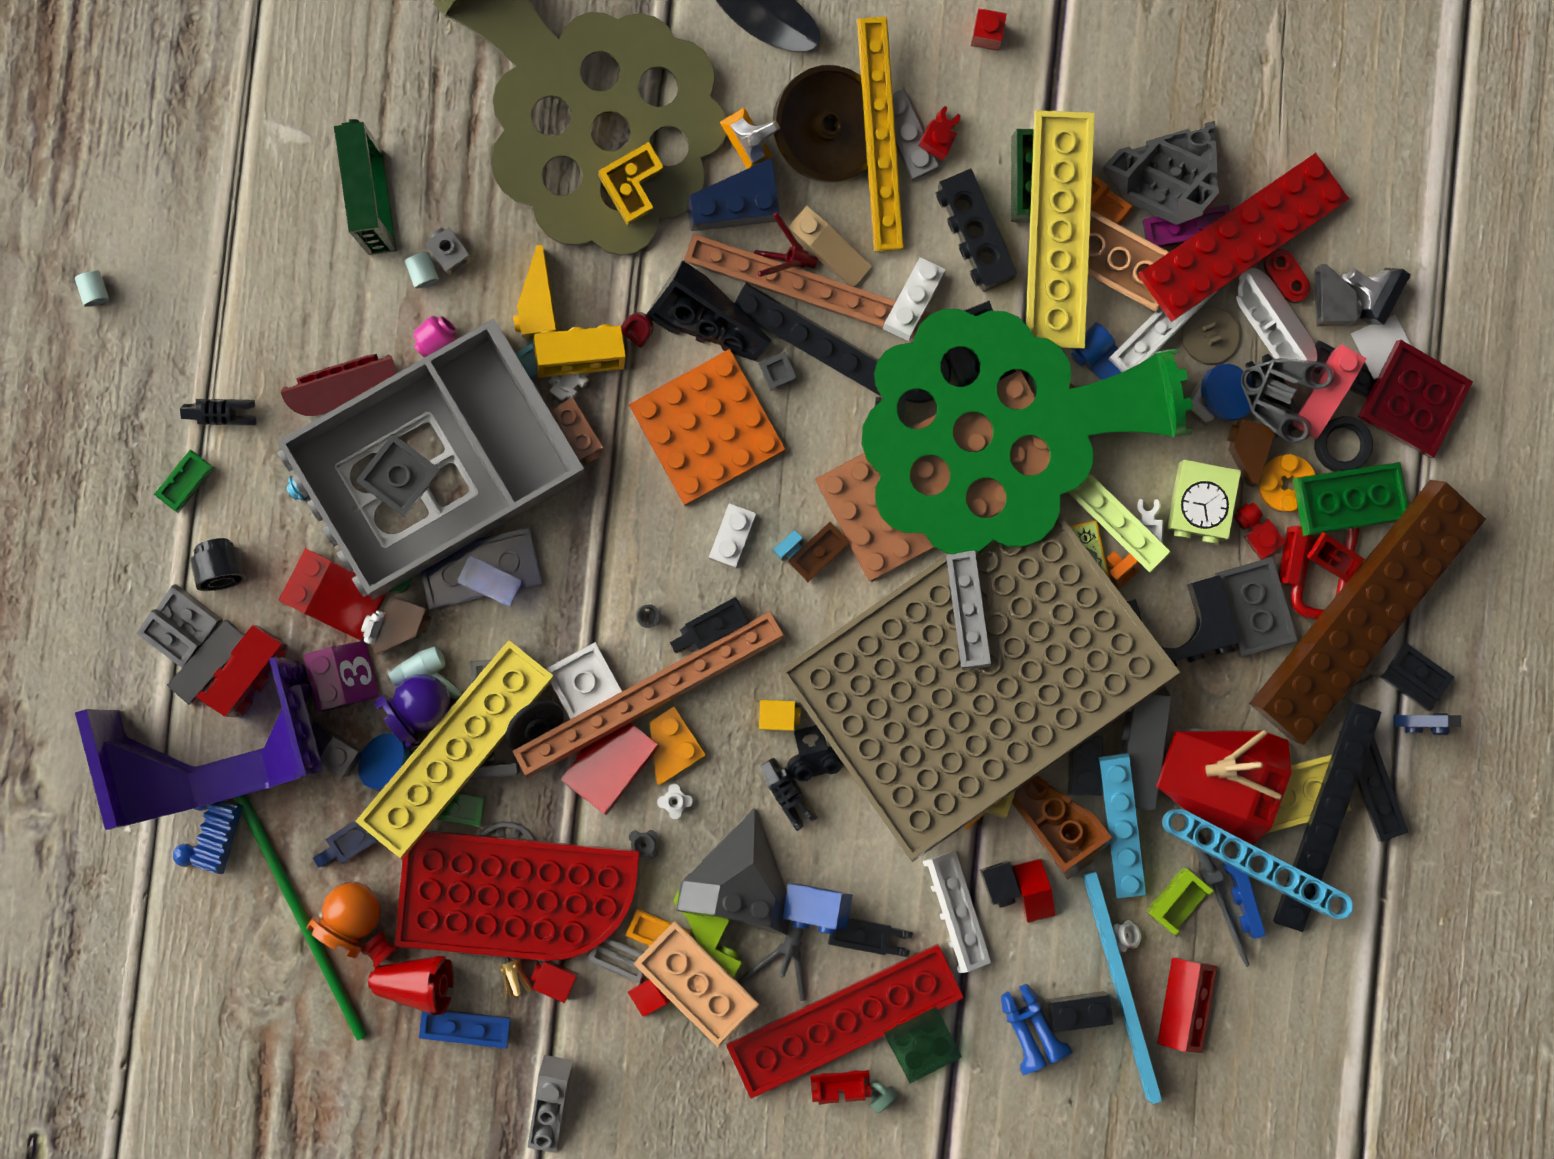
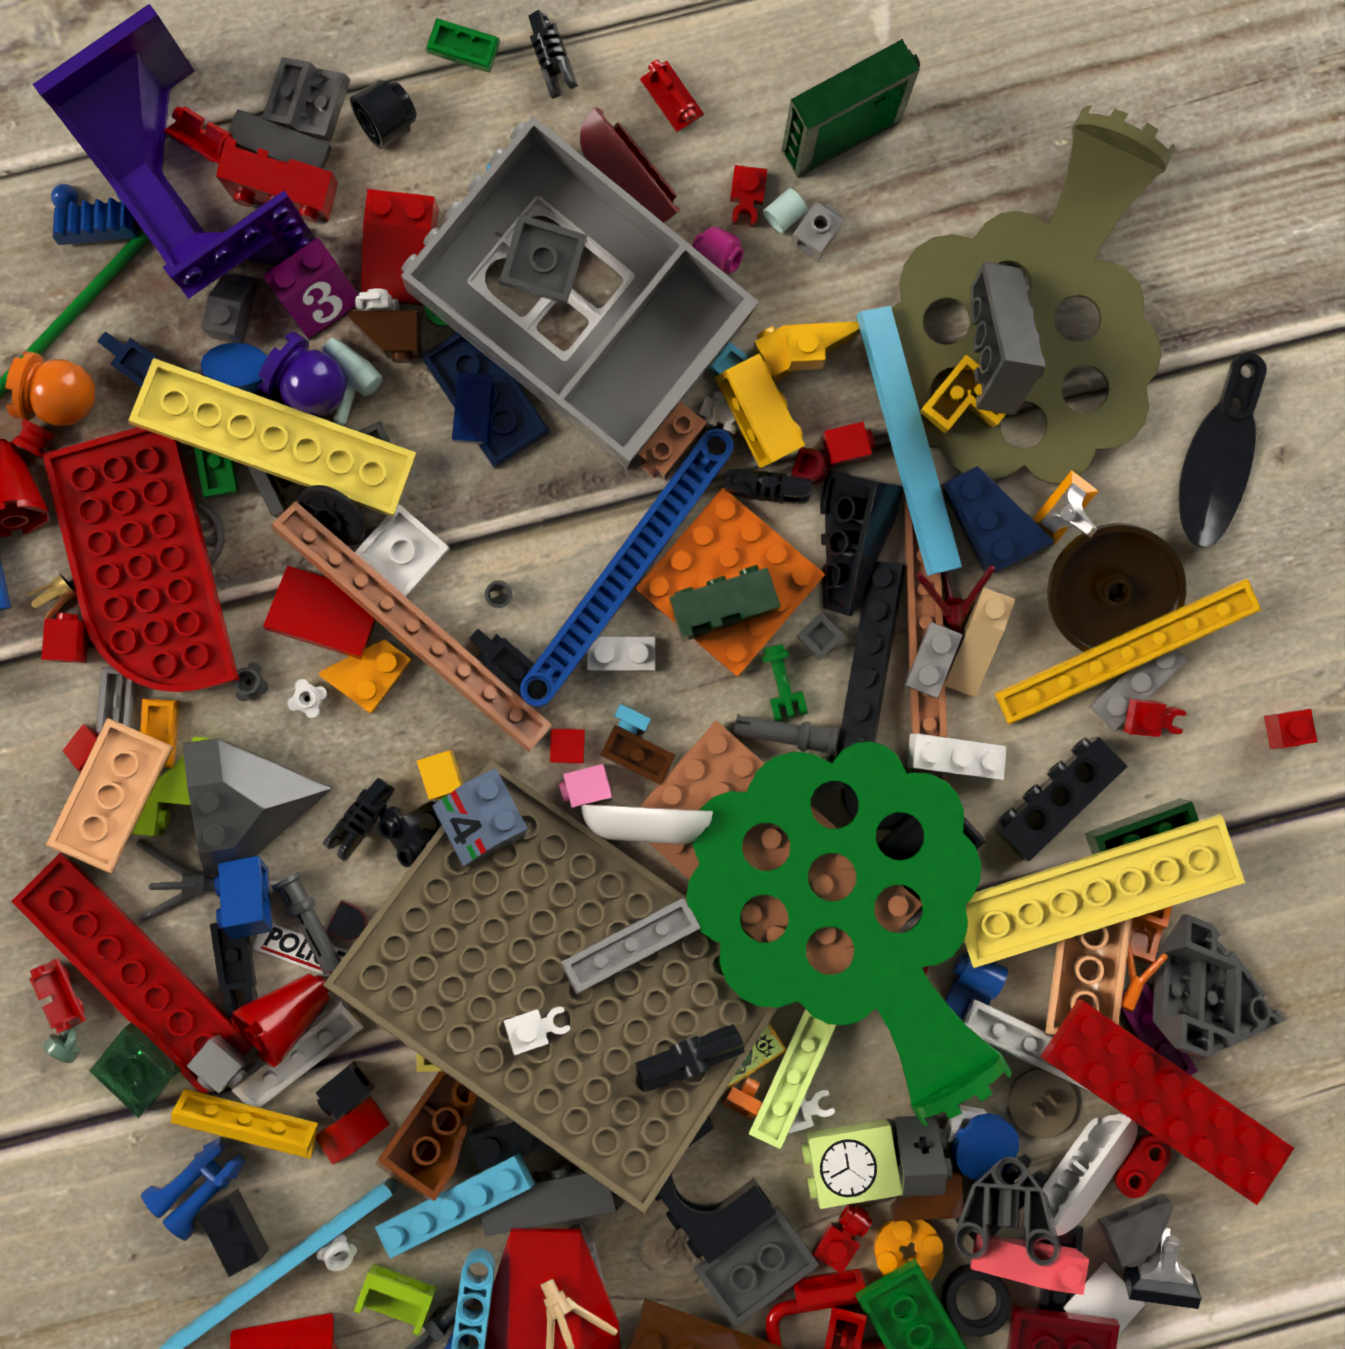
camera: 70 degrees right, 0 degrees up
(189, 713) = (189, 132): none -> red hinge
(291, 327) = (671, 95): none -> red hinge
(392, 293) = (747, 190): none -> red plate
(544, 295) = (805, 348): none -> yellow brick
(597, 135) = (1004, 338): none -> dark grey wedge
(631, 291) = (848, 444): none -> red brick
(641, 368) = (767, 486): none -> black hinge
(647, 241) = (908, 440): none -> medium azure tile
(665, 504) = (627, 568): none -> blue gear
(723, 437) = (723, 603): none -> dark green wedge
(779, 412) = (775, 655): none -> green hinge
(790, 606) = (567, 746): none -> red tile
(823, 692) = (480, 817): none -> sand blue slope
(828, 602) = (585, 786): none -> bright pink brick
(830, 288) = (933, 660): none -> light grey plate
(843, 866) = (301, 908): none -> dark grey pin
(852, 415) = (802, 736): none -> dark grey pin
(866, 833) = (347, 921): none -> black tile
(876, 564) = (646, 823): none -> white brick
(877, 878) = (291, 948): none -> sticker
(924, 911) = (281, 1017): none -> red cone
(944, 973) = (218, 1065): none -> light grey brick
(998, 971) = (245, 1123): none -> yellow fence
(1006, 711) = (530, 1031): none -> white plate
(1073, 594) = (689, 1057): none -> black piece
(1145, 227) = (1137, 983): none -> orange plant
(1216, 444) = (921, 1156): none -> dark grey brick

